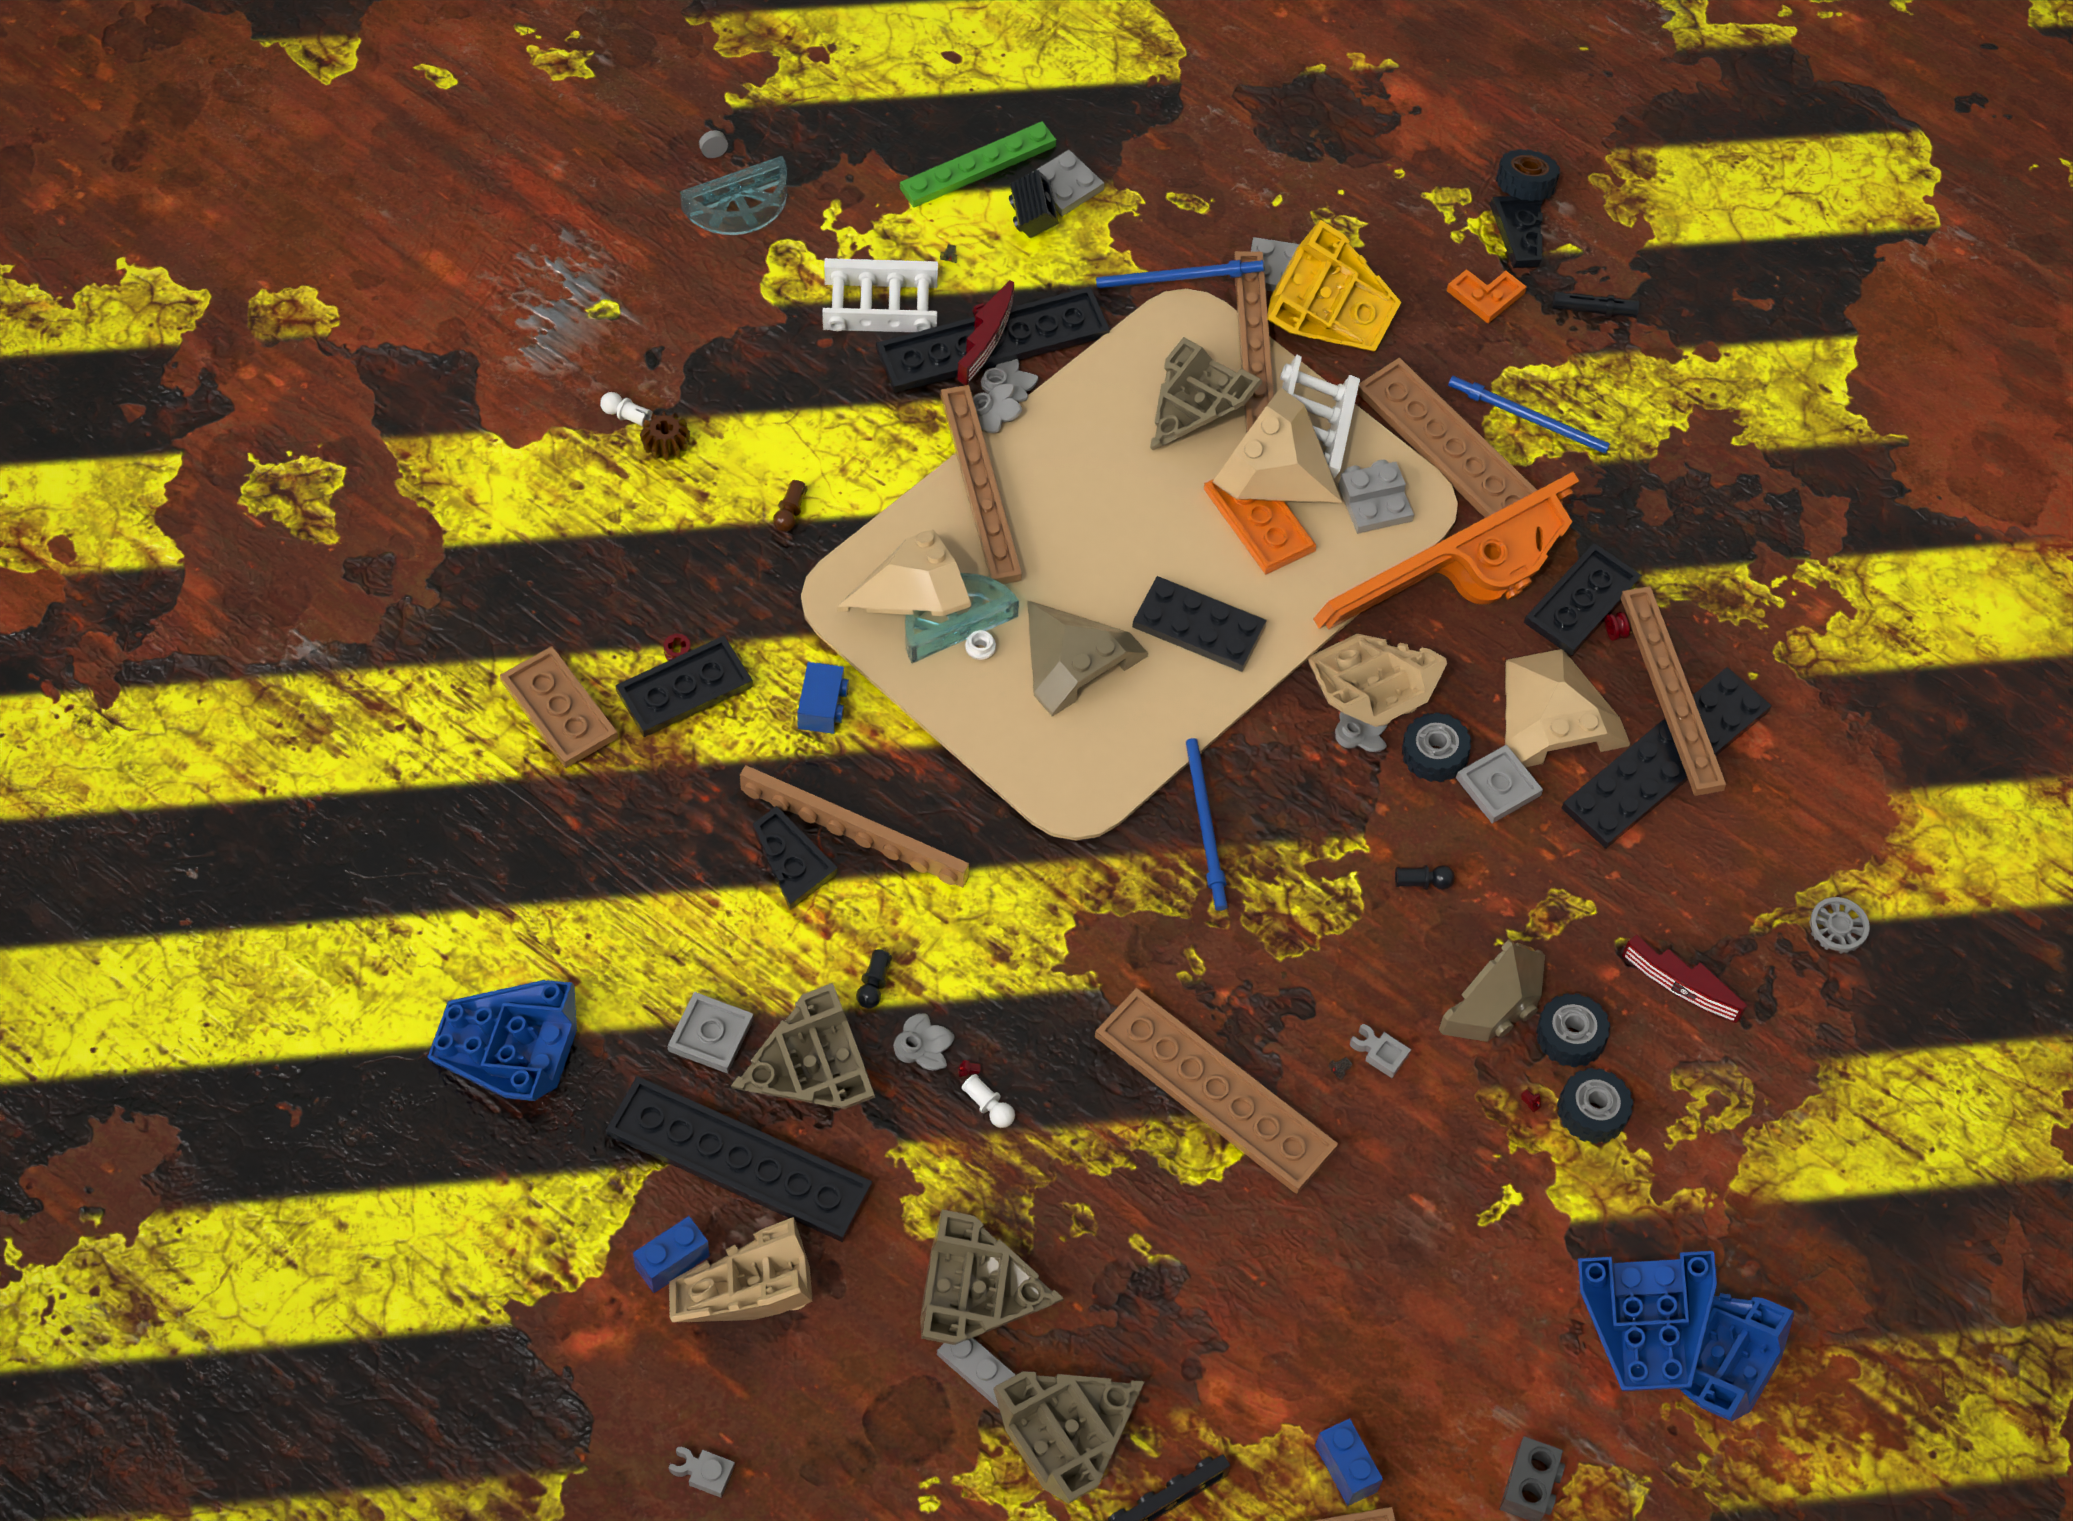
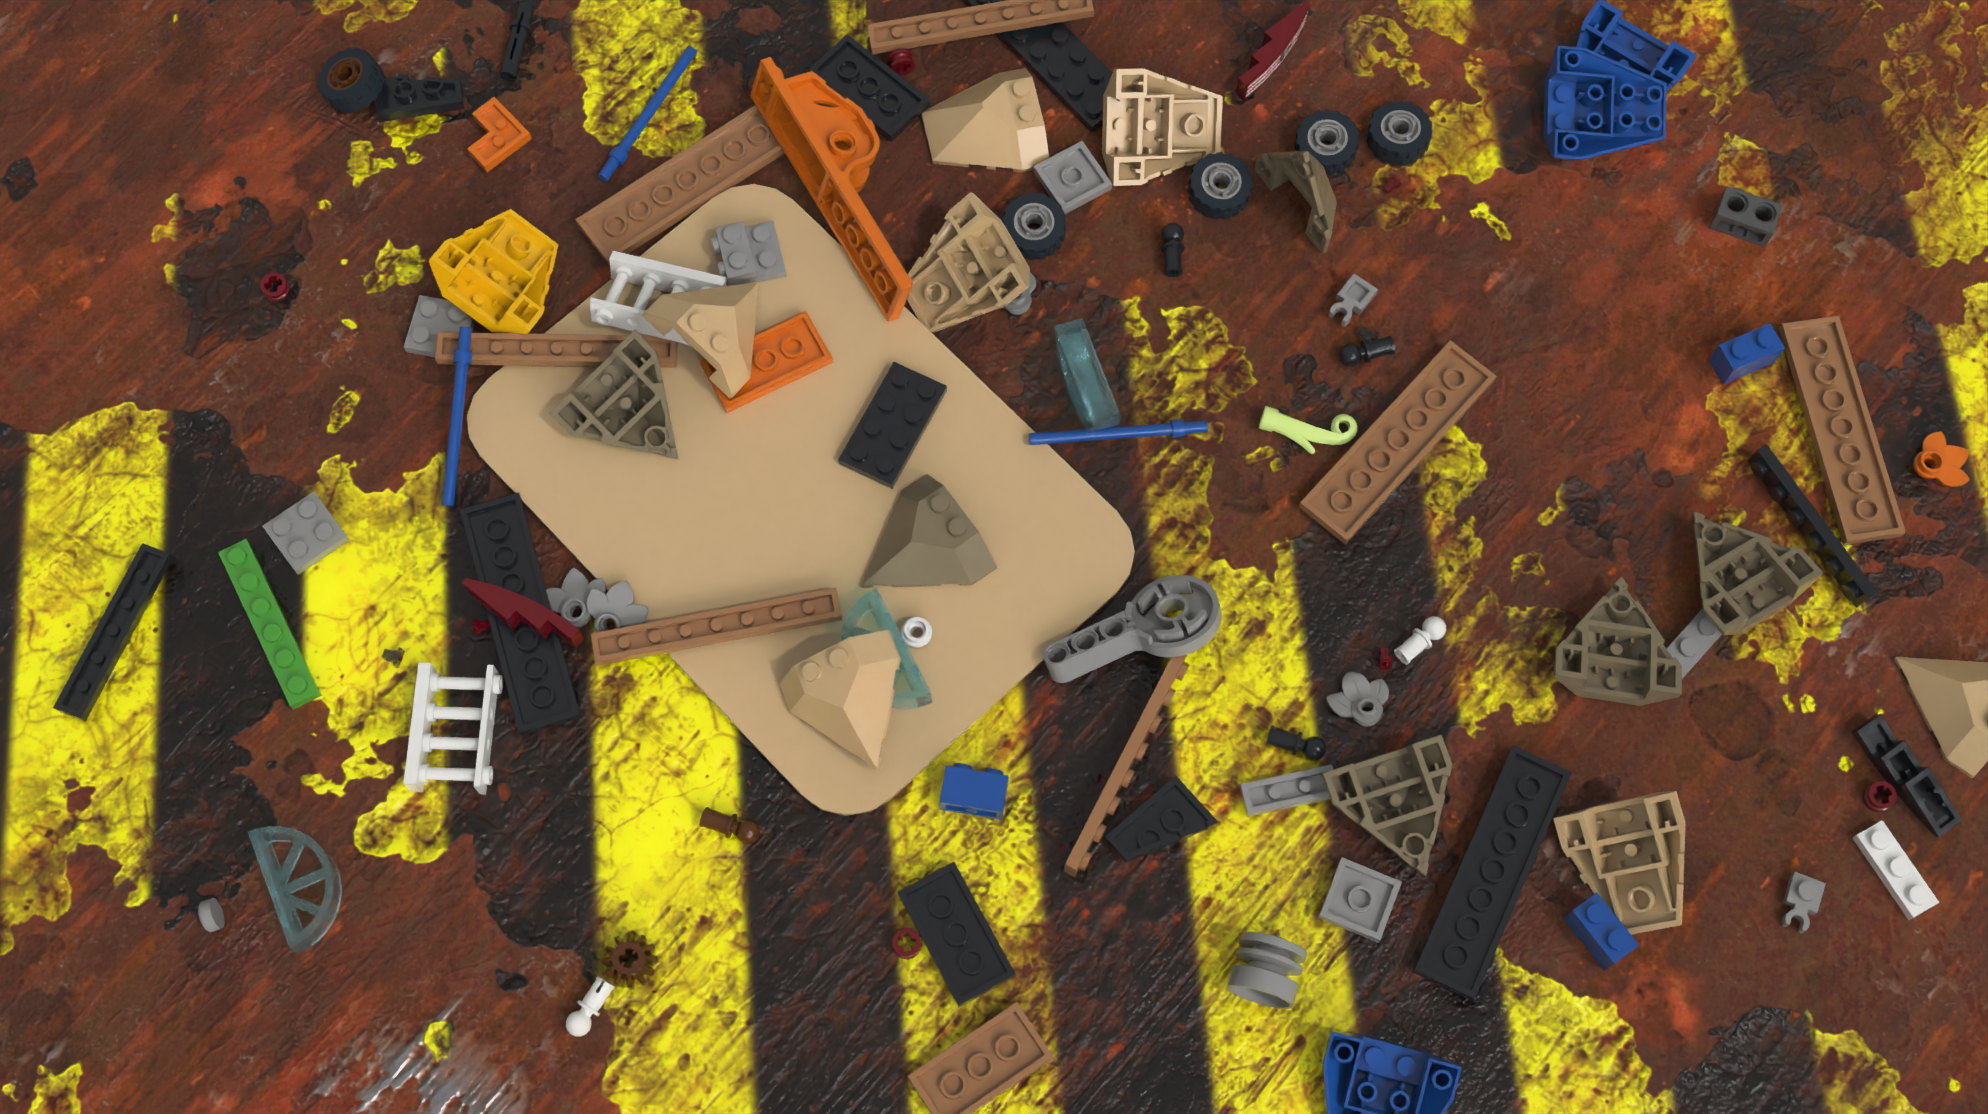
camera: 85 degrees left, 10 degrees up
(630, 933) = (1268, 963): none -> light grey wheel
(822, 961) = (1284, 791): none -> light grey plate
(965, 58) = (113, 632): none -> black plate
(990, 837) = (1149, 633): none -> light grey beam
(1033, 204) = (342, 562): black brick -> none
(1220, 996) = (1303, 432): none -> yellowish green plant
(1255, 782) = (1085, 377): none -> clear light blue window
(1312, 136) = (266, 284): none -> dark red bush
(1314, 1048) = (1351, 354): none -> black pin
(1504, 905) = (1224, 170): none -> black wheel
(1563, 855) = (1156, 125): none -> tan wedge

